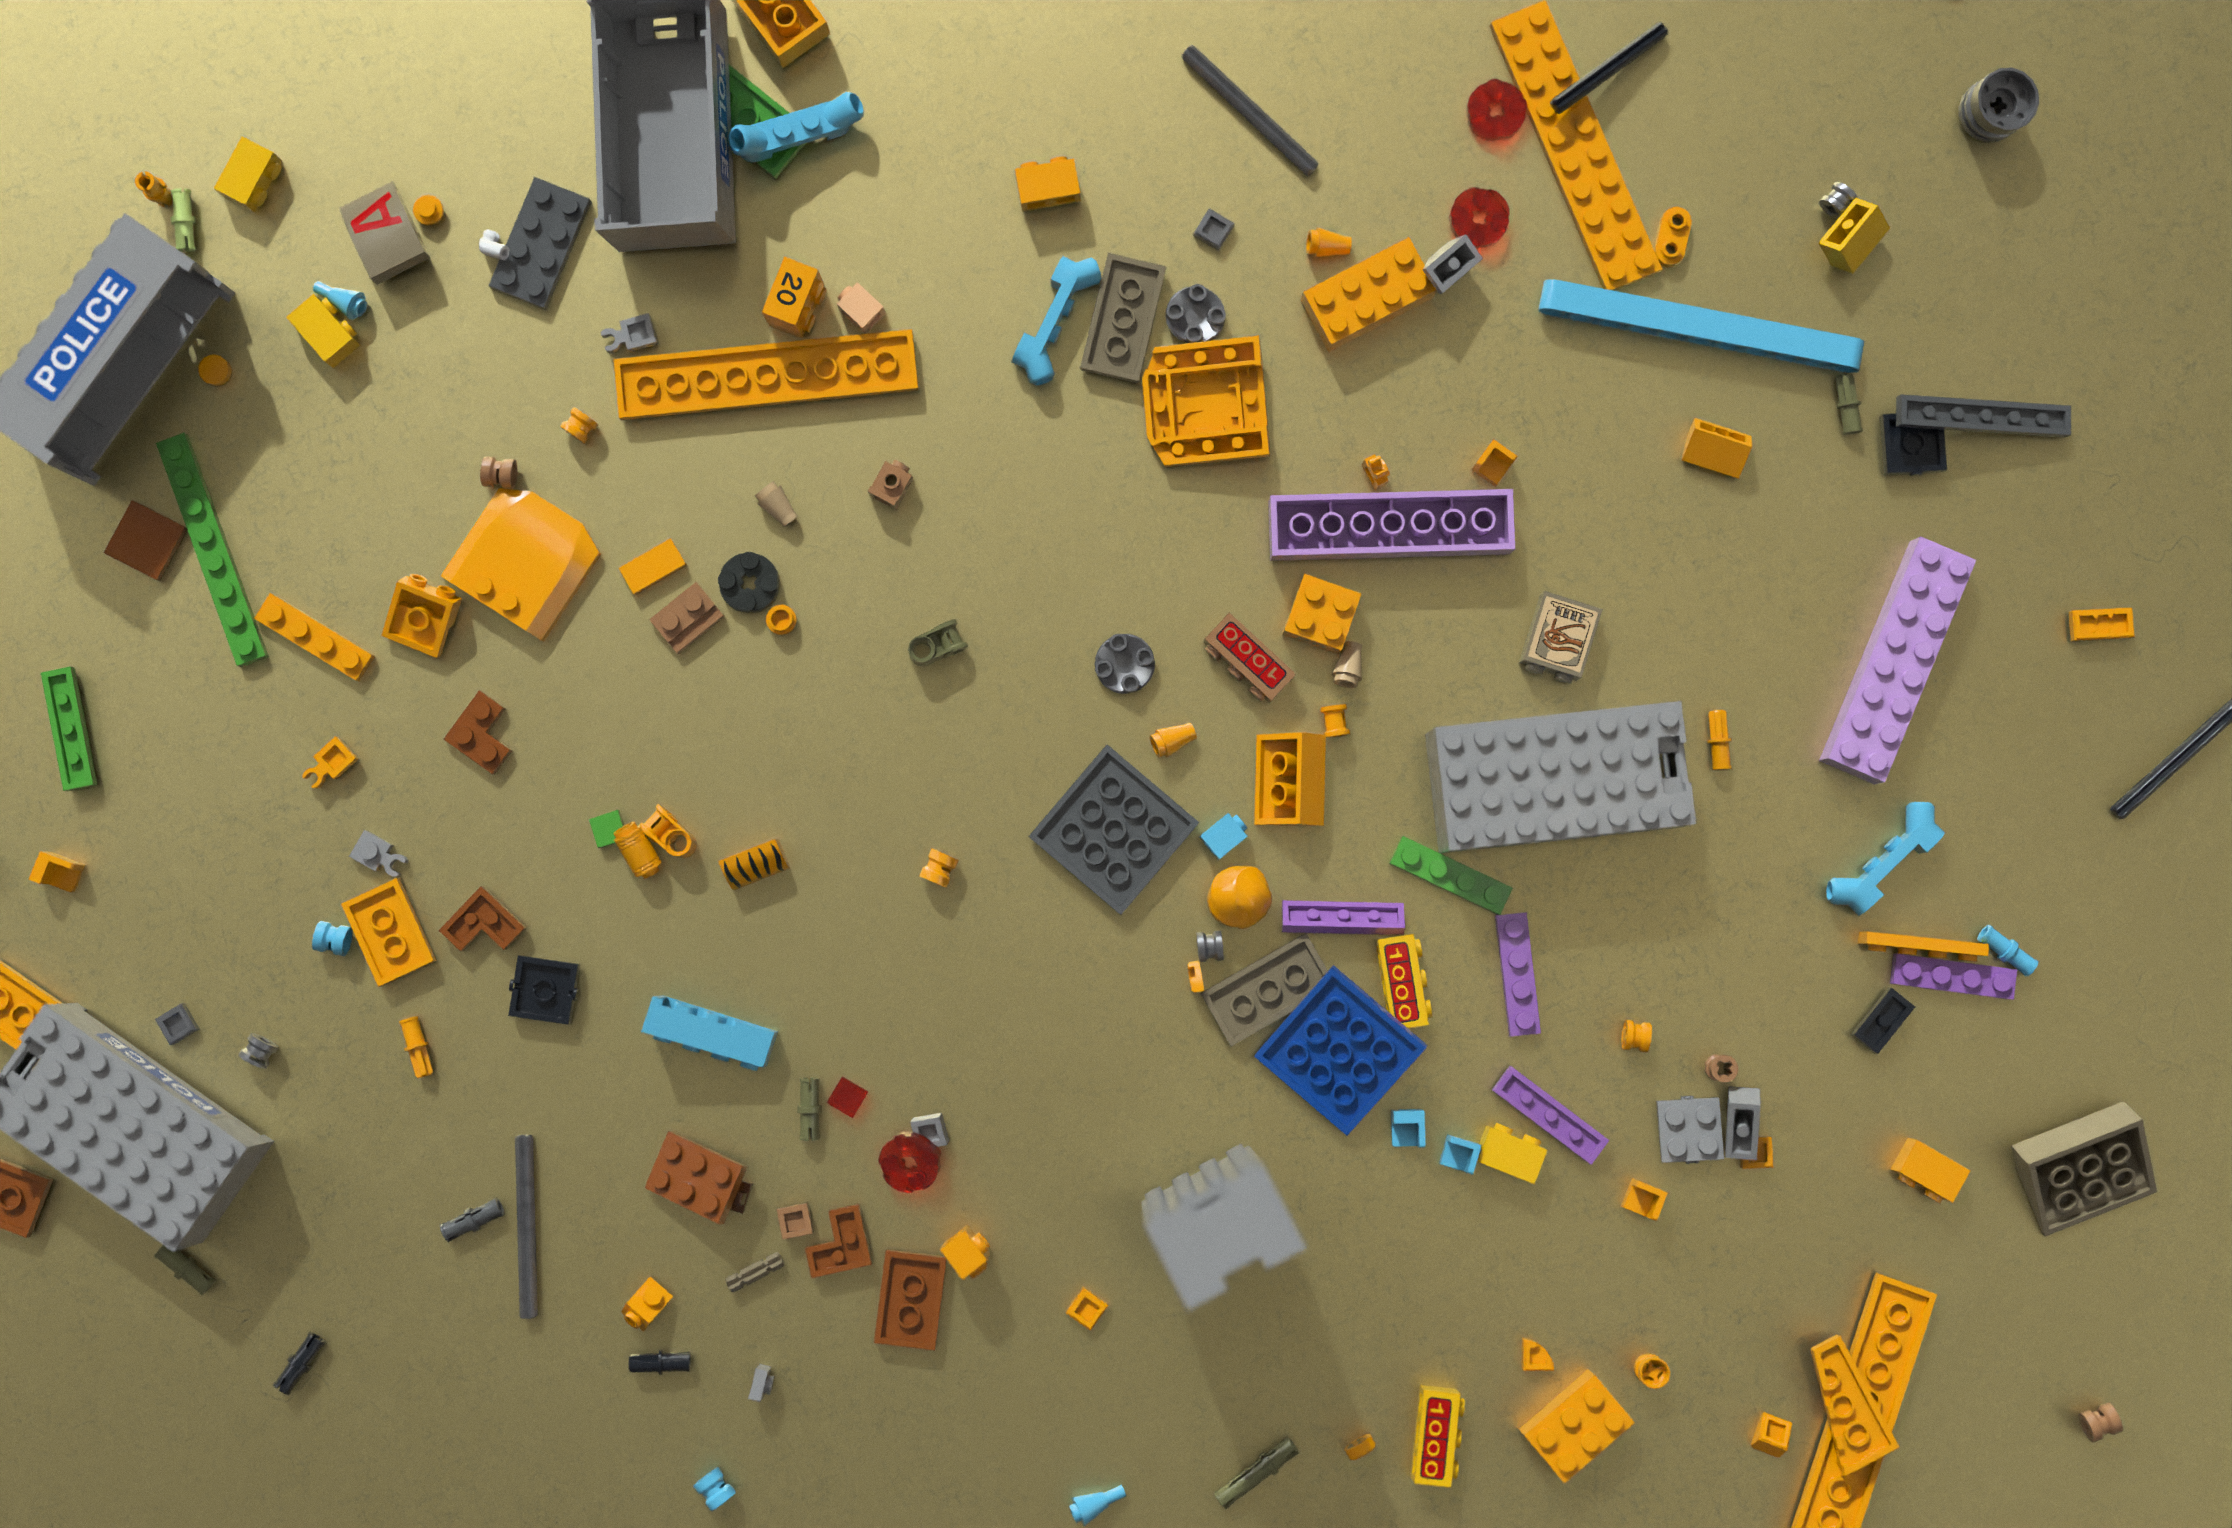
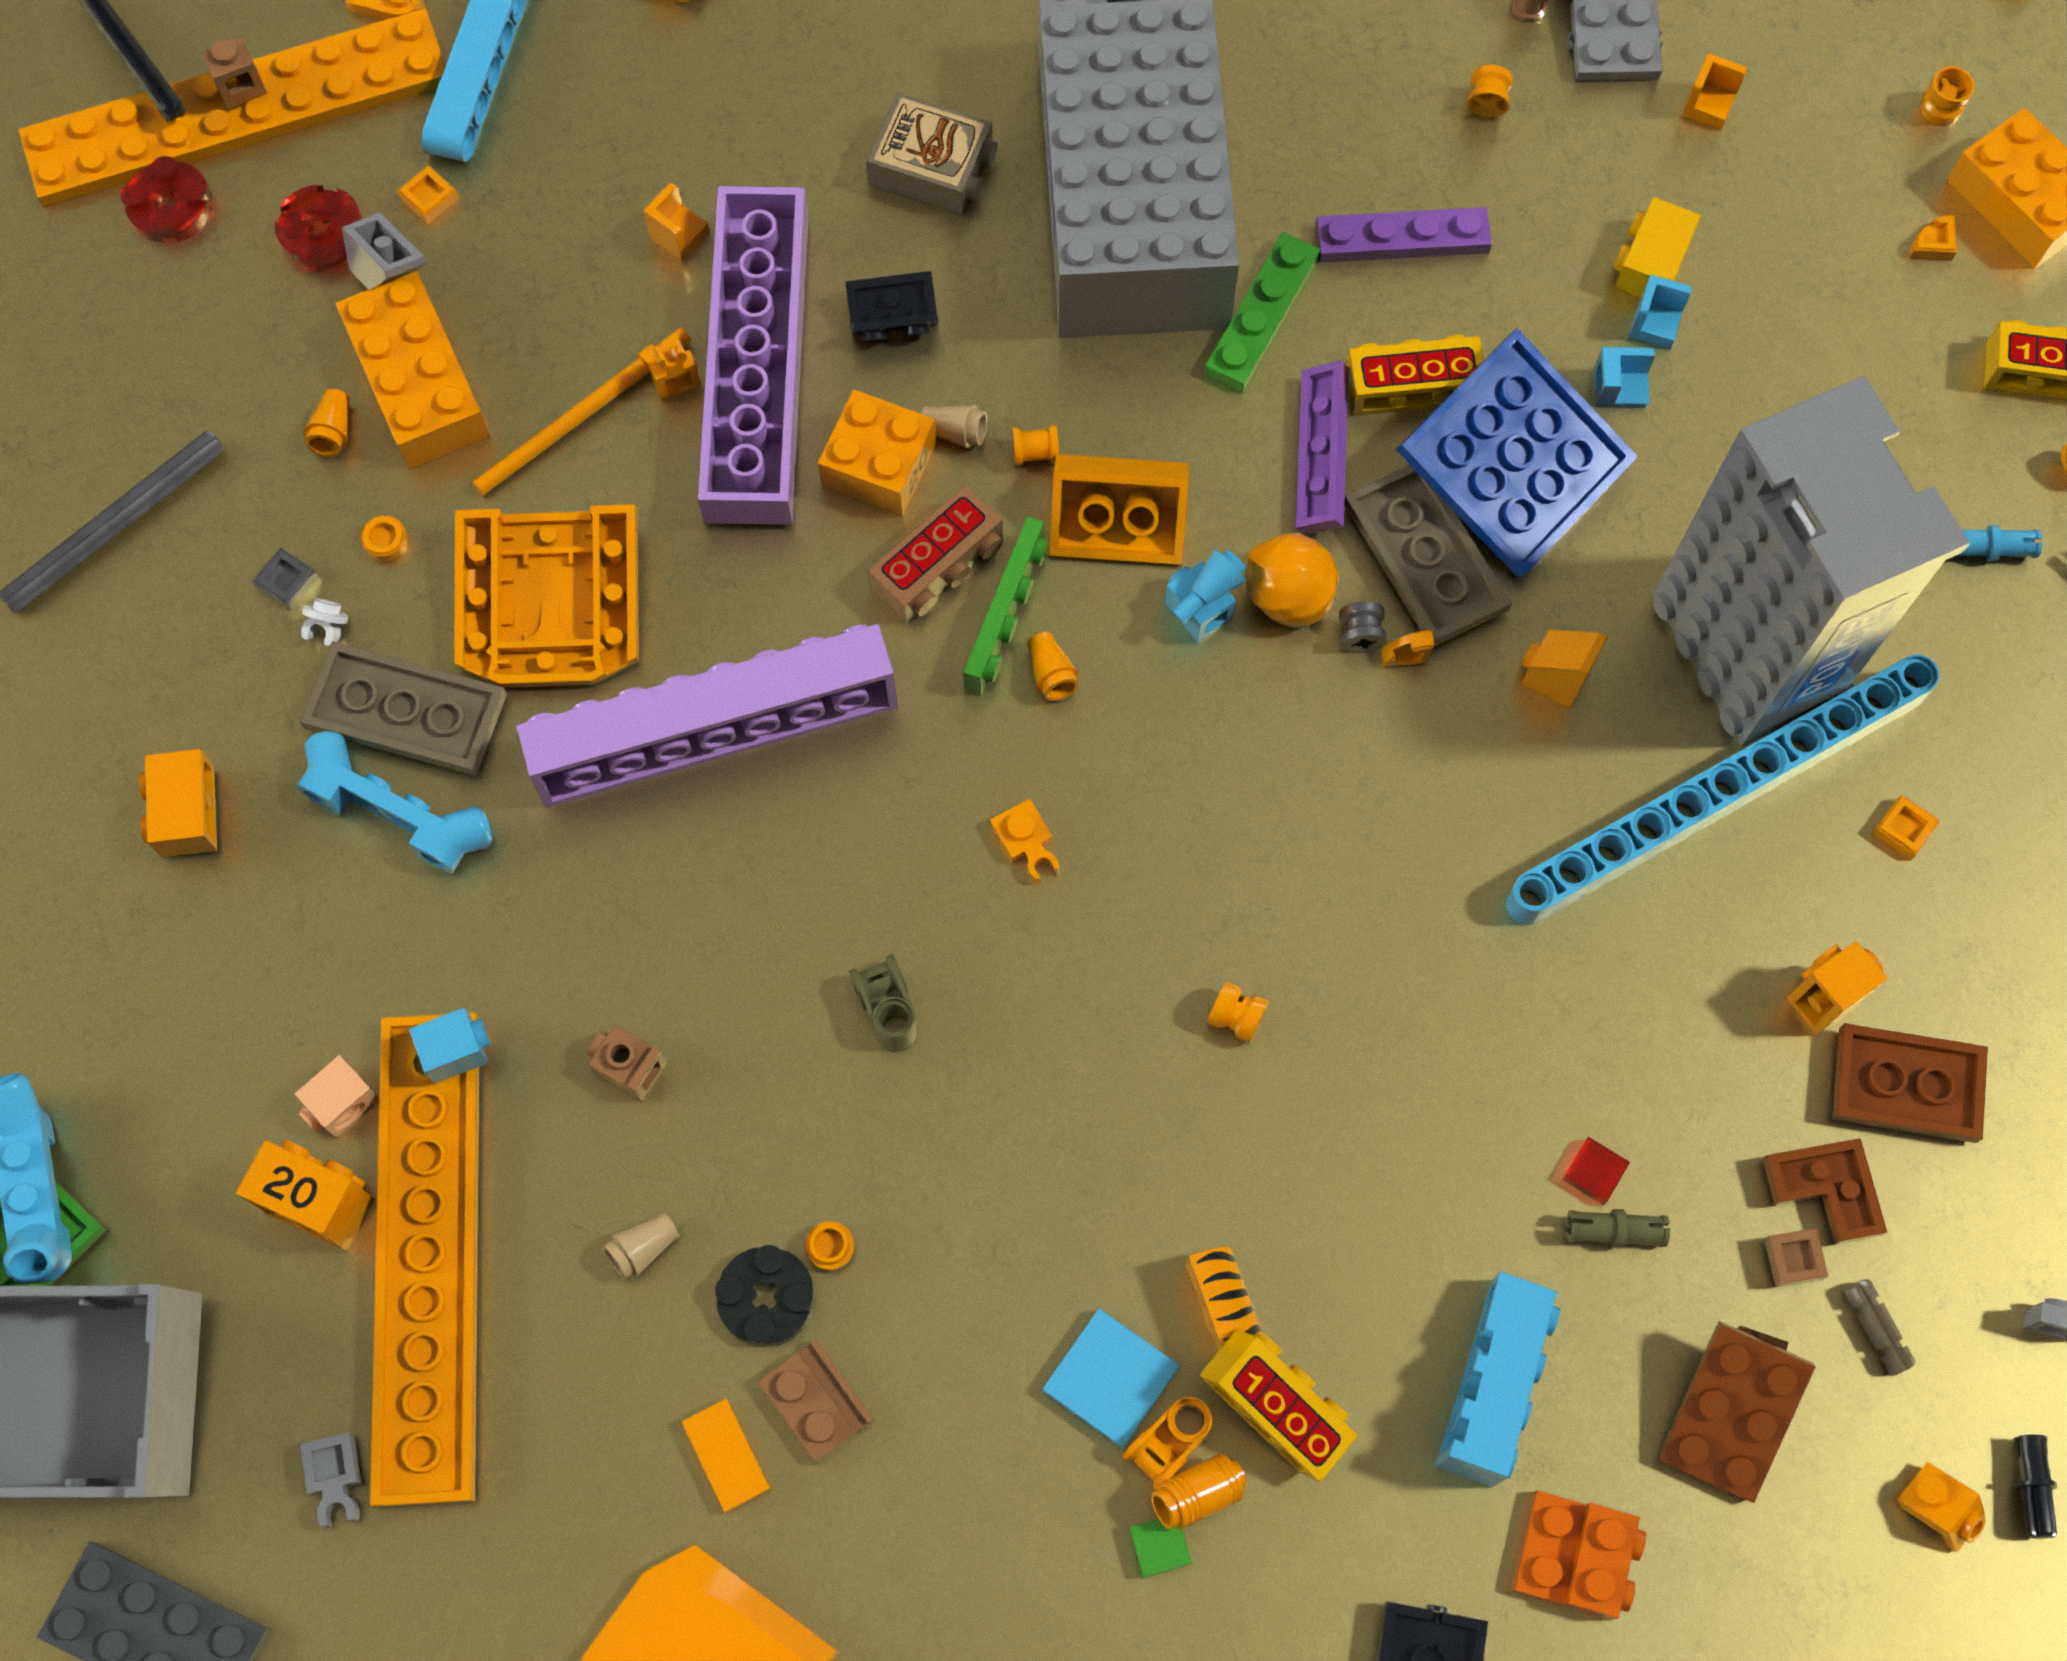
camera: 85 degrees left, 15 degrees down
(579, 425) = (476, 1570): light orange wheel -> none
(610, 1080) = (1579, 1555): none -> orange plate
(688, 896) = (1280, 1403): none -> yellow brick
(706, 796) = (1110, 1378): none -> medium azure tile
(891, 374) = (450, 1045): none -> medium azure brick
(921, 1150) = (1673, 1075): clear red plate -> none
(932, 1127) = (1648, 1042): light grey plate -> none
(1055, 726) = (1024, 835): none -> light orange plate
(1091, 1176) = (1709, 803): none -> medium azure beam
(1113, 829) = (1185, 755): dark grey plate -> none
(1119, 515) = (708, 715): none -> lavender brick
(1124, 663) = (933, 729): flat silver dish -> none
(1186, 259) = (326, 614): none -> white plate
(1186, 1078) = (1562, 663): none -> light orange slope
(1195, 314) = (411, 607): flat silver dish -> none
(1226, 711) = (1000, 620): none -> bright green plate
(1230, 845) = (1217, 578): none -> medium azure cone
(1246, 290) = (384, 538): none -> light orange tile
(1294, 1364) = (2002, 543): none -> medium azure pin
(1387, 453) = (576, 414): none -> light orange bar
(1436, 617) = (892, 304): none -> black bracket
(1511, 288) = (428, 194): none -> light orange tile
(1550, 1115) = (1600, 202): medium lavender plate -> none
(1589, 143) = (229, 60): none -> medium nougat brick

